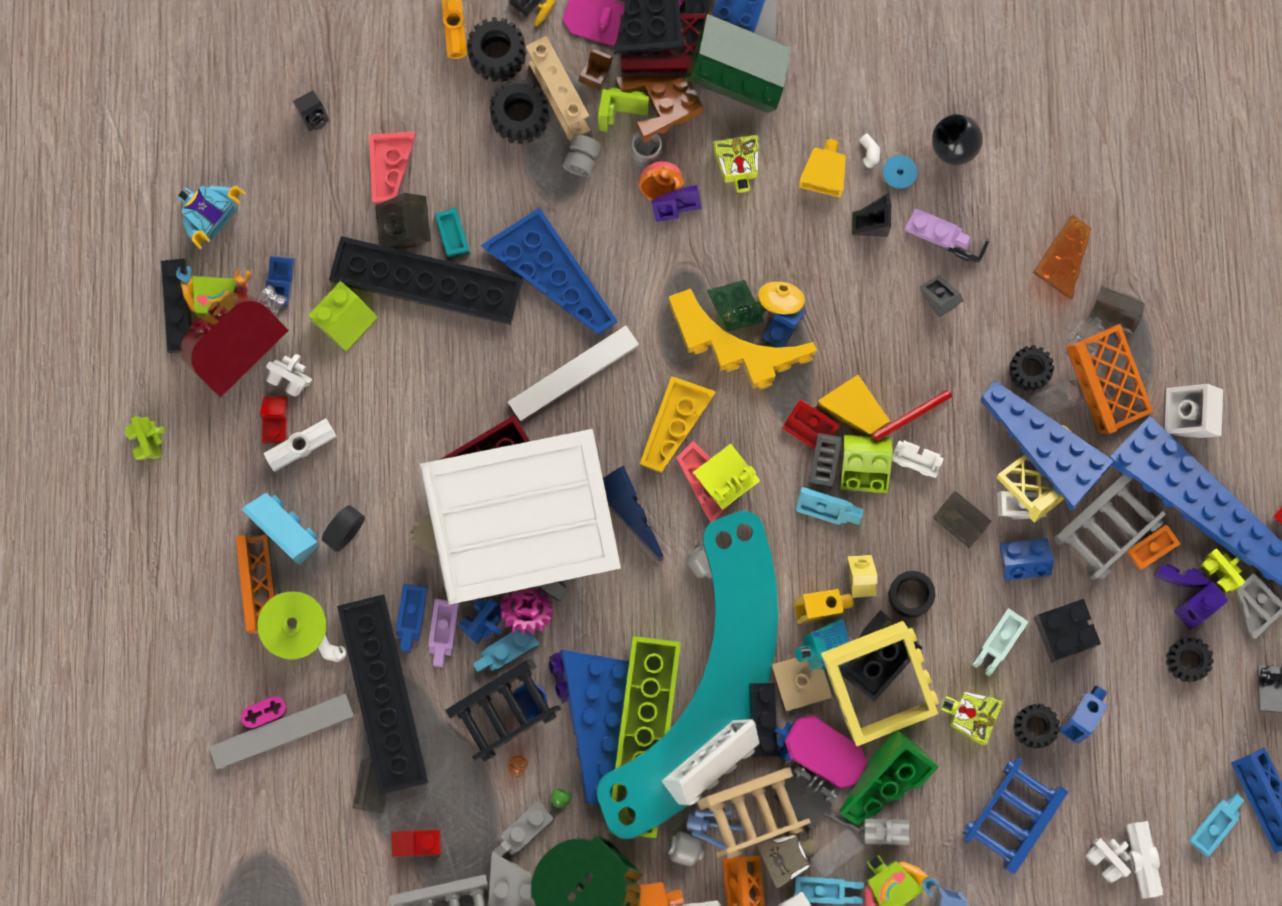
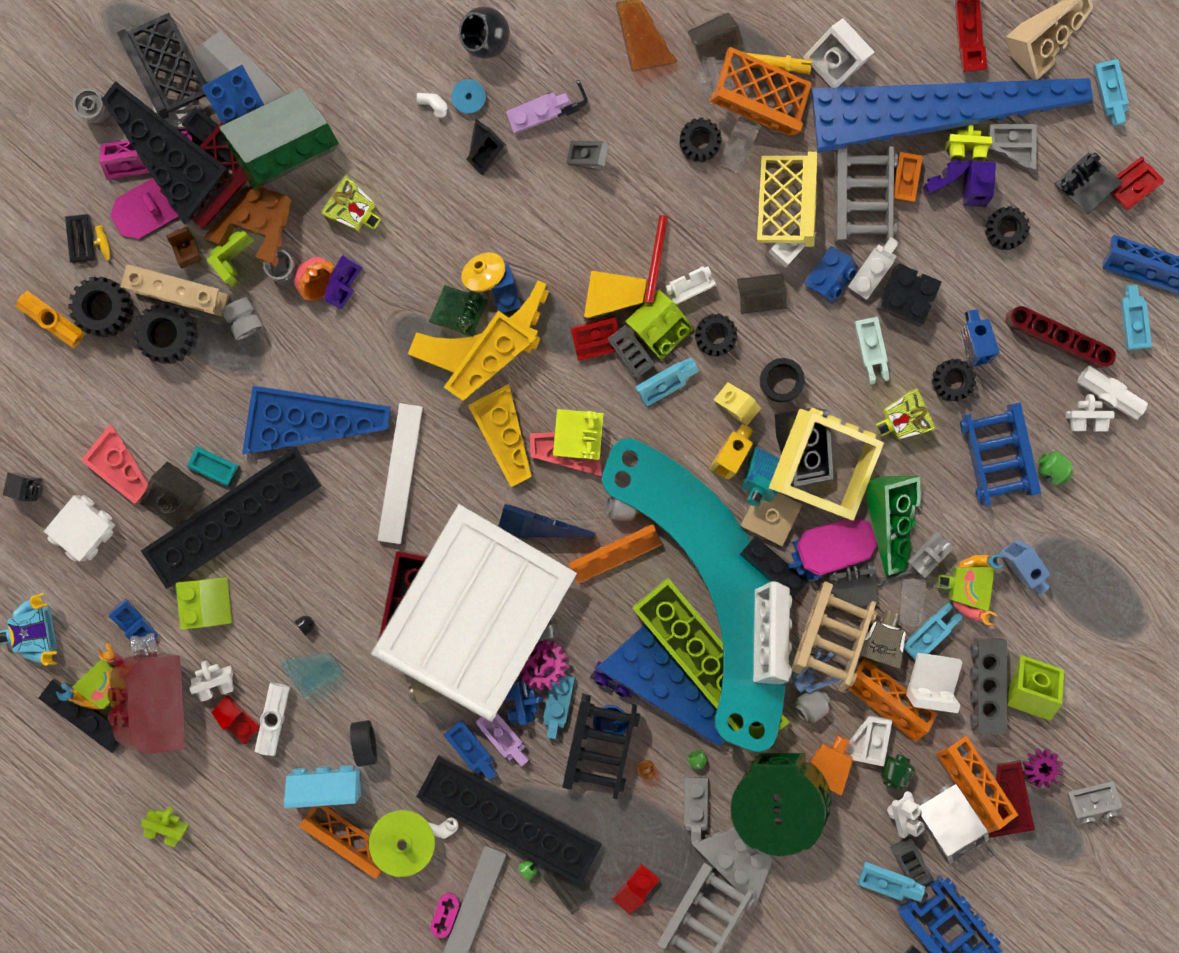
camera: 50 degrees left, 10 degrees up
(317, 178) = (80, 528): none -> white brick
(353, 746) = (526, 871): none -> bright green hinge
(362, 442) = (311, 671): none -> clear light blue wing
(394, 405) = (305, 624): none -> black hinge
(662, 588) = (615, 553): none -> orange fence
(727, 355) = (491, 352): none -> yellow wing
(825, 170) = (417, 150): yellow torso -> none
(908, 502) = (720, 321): none -> black tyre
(1044, 868) = (1055, 468): none -> bright green head
(1053, 450) = (776, 182): wing -> none
(1061, 585) = (874, 269): none -> white hinge
(1149, 380) = (785, 63): none -> yellow pin
(1157, 786) = (1071, 340): none -> dark red beam

